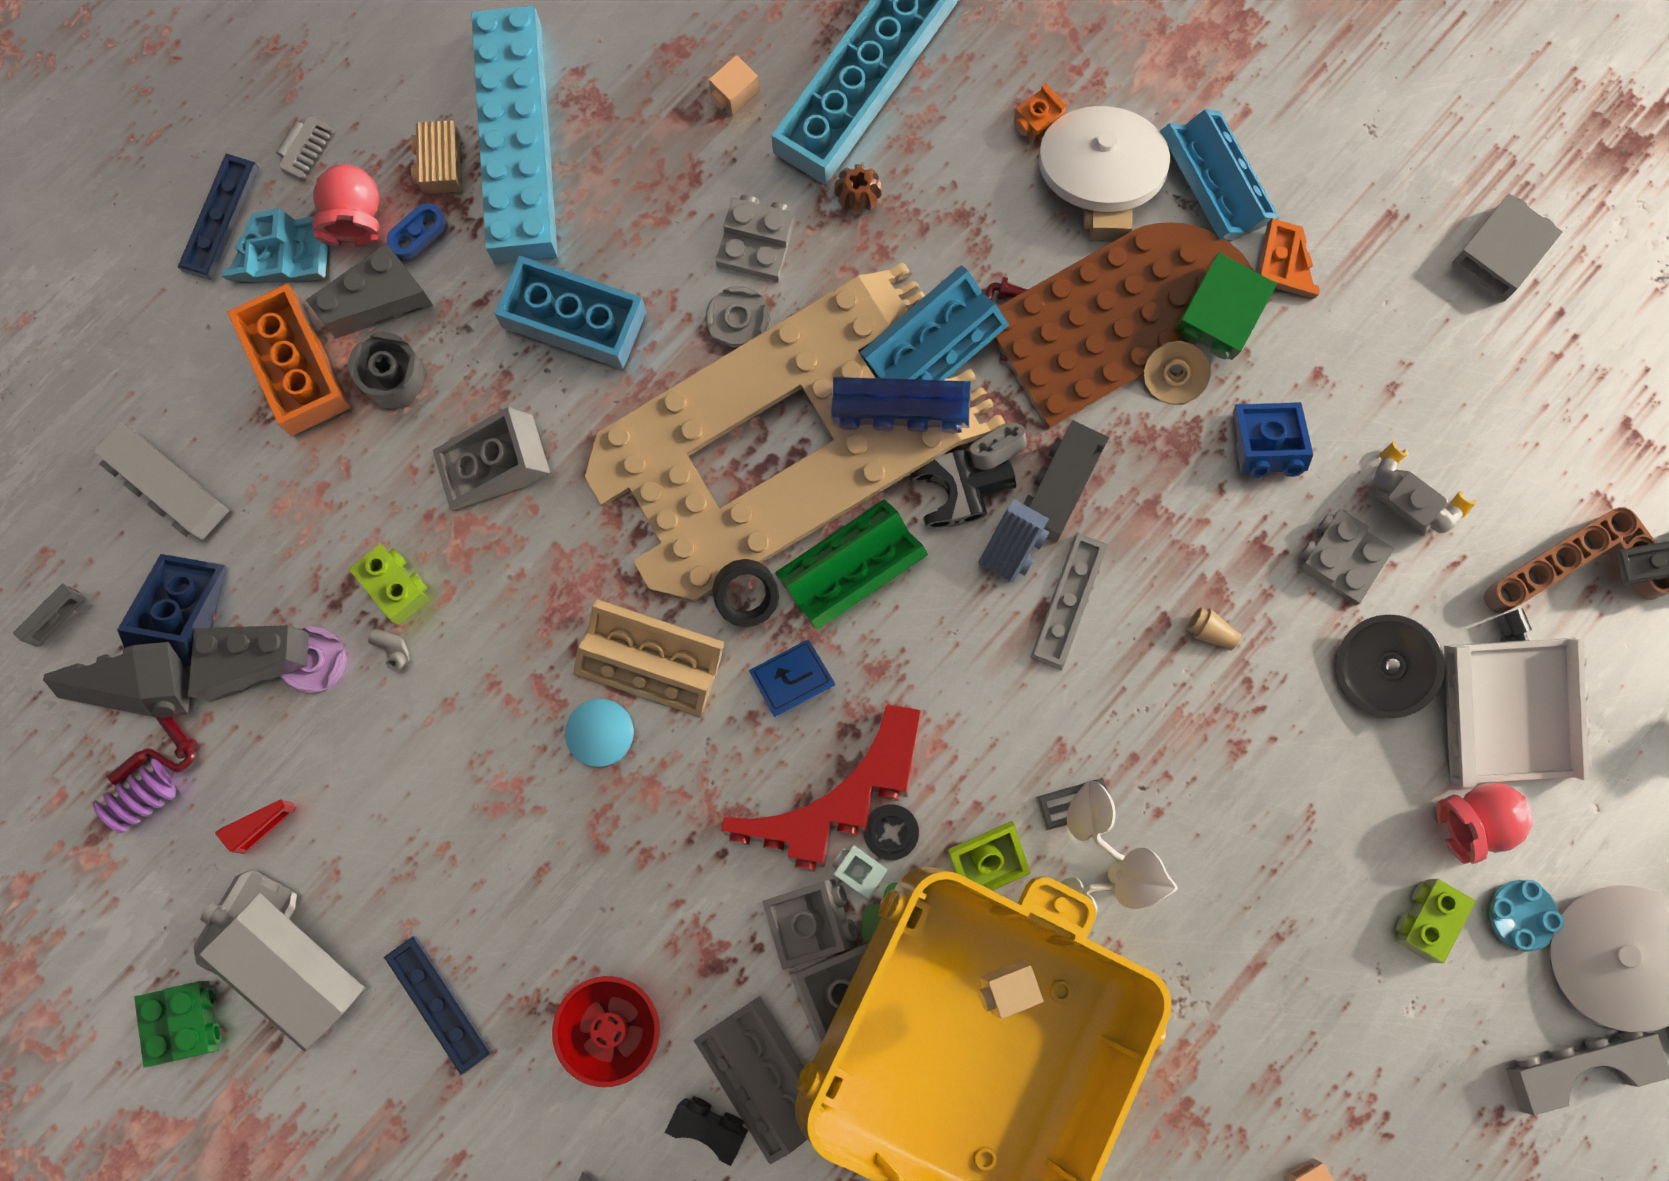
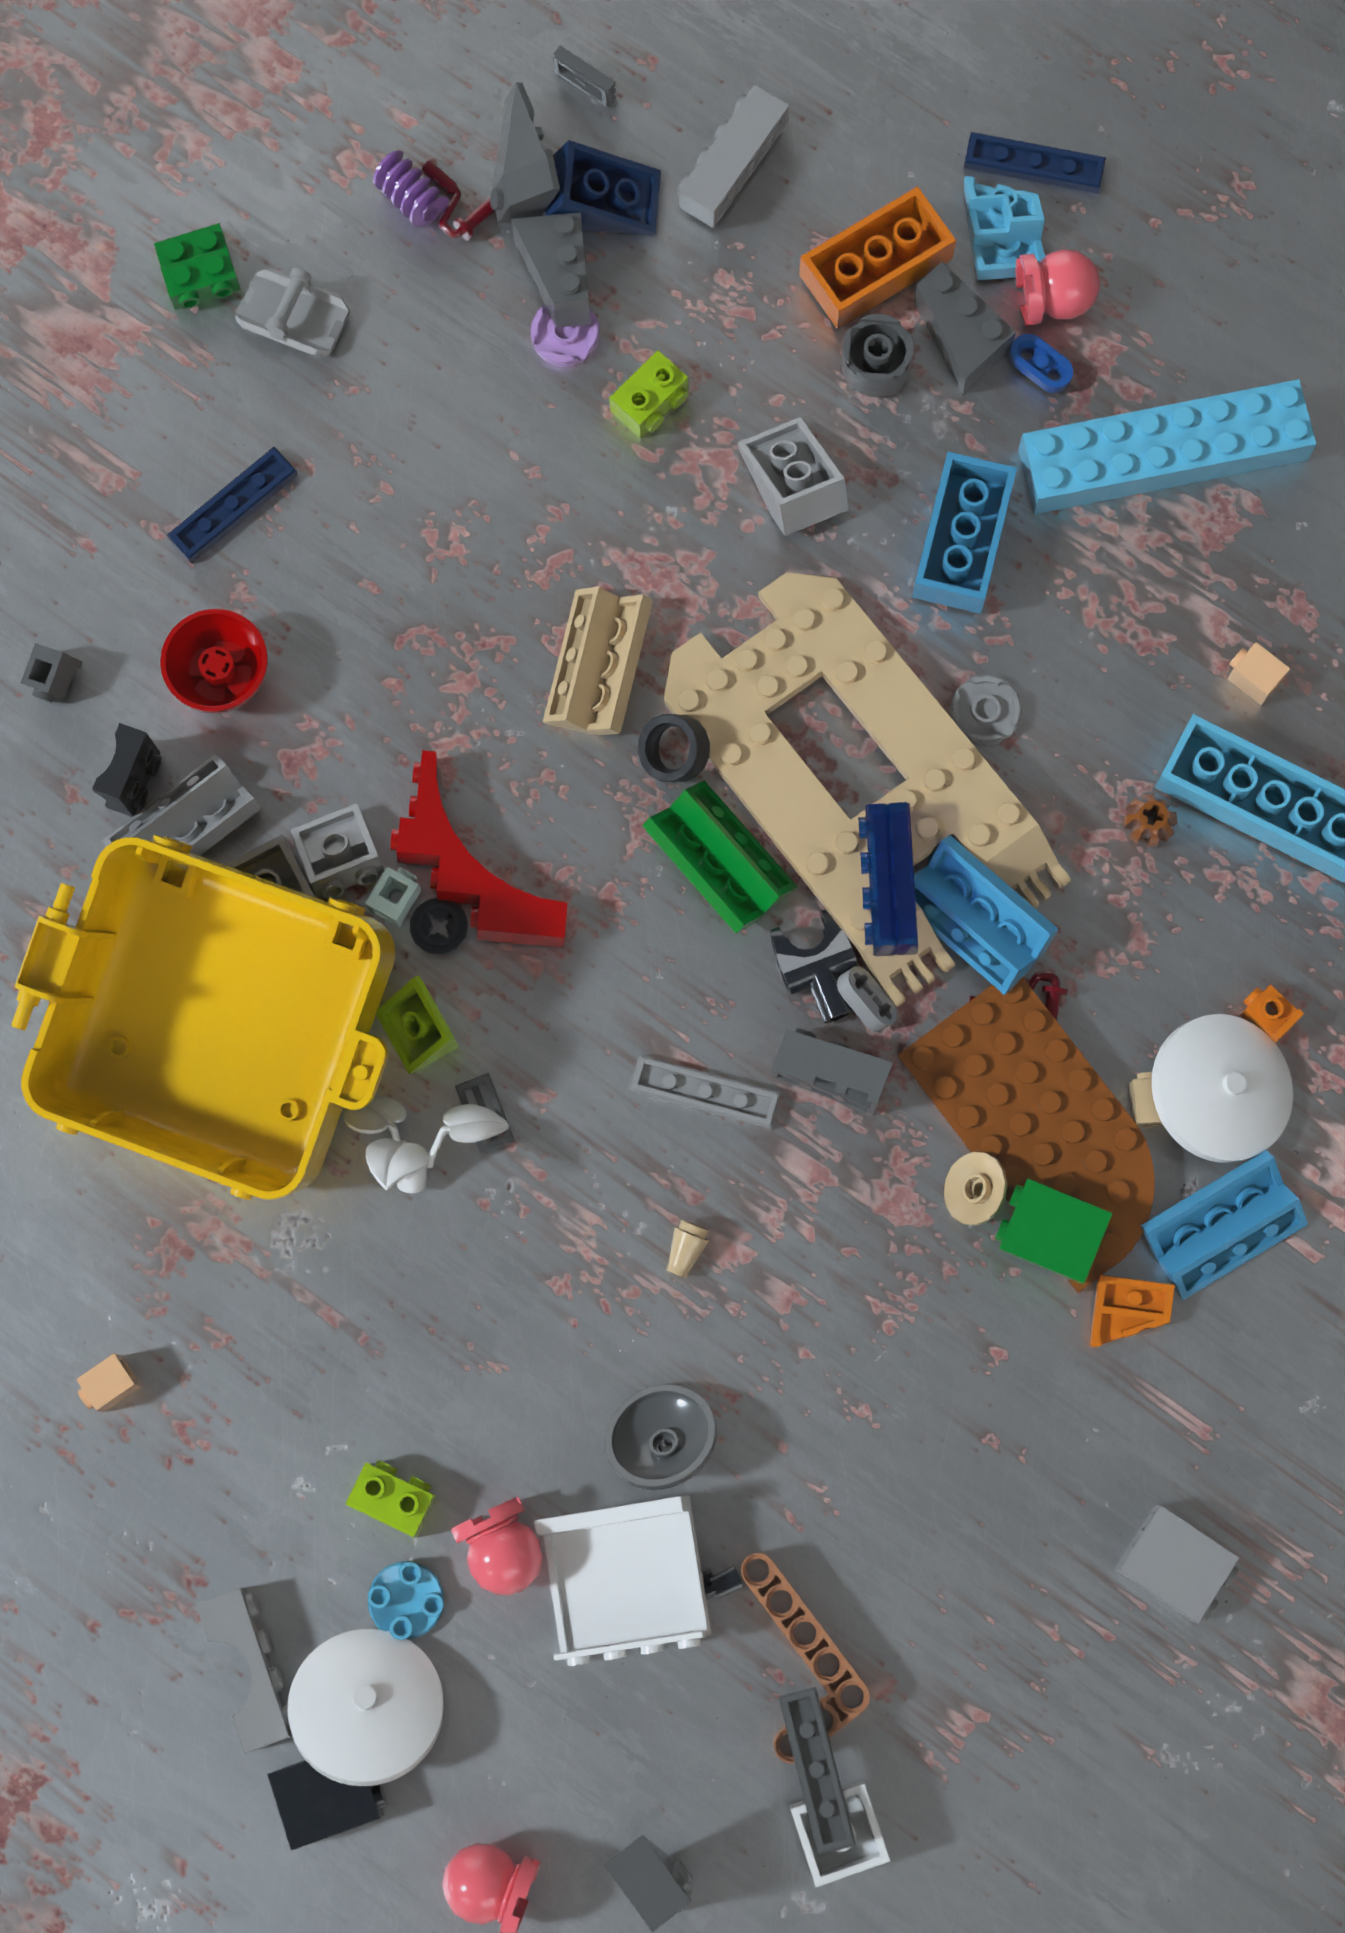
camera: 85 degrees right, 0 degrees up
(249, 830) = (386, 300): red slope -> none
(281, 972) = (249, 351): light grey slope -> none
(297, 142) = (1127, 226): light grey piece -> none
(394, 646) = (587, 409): light grey arm -> none
(437, 157) = (1128, 372): tan brick -> none
(599, 732) = (516, 623): medium azure dish -> none
(756, 237) = (1080, 718): light grey plate -> none
(791, 677) = (589, 806): blue piece -> none
(1009, 990) = (268, 1020): tan brick -> none
(1014, 540) = (758, 1020): sand blue brick -> none
(1272, 439) = (910, 1299): blue plate -> none
(1345, 556) = (784, 1390): light grey plate -> none
(1414, 498) = (852, 1460): light grey torso -> none

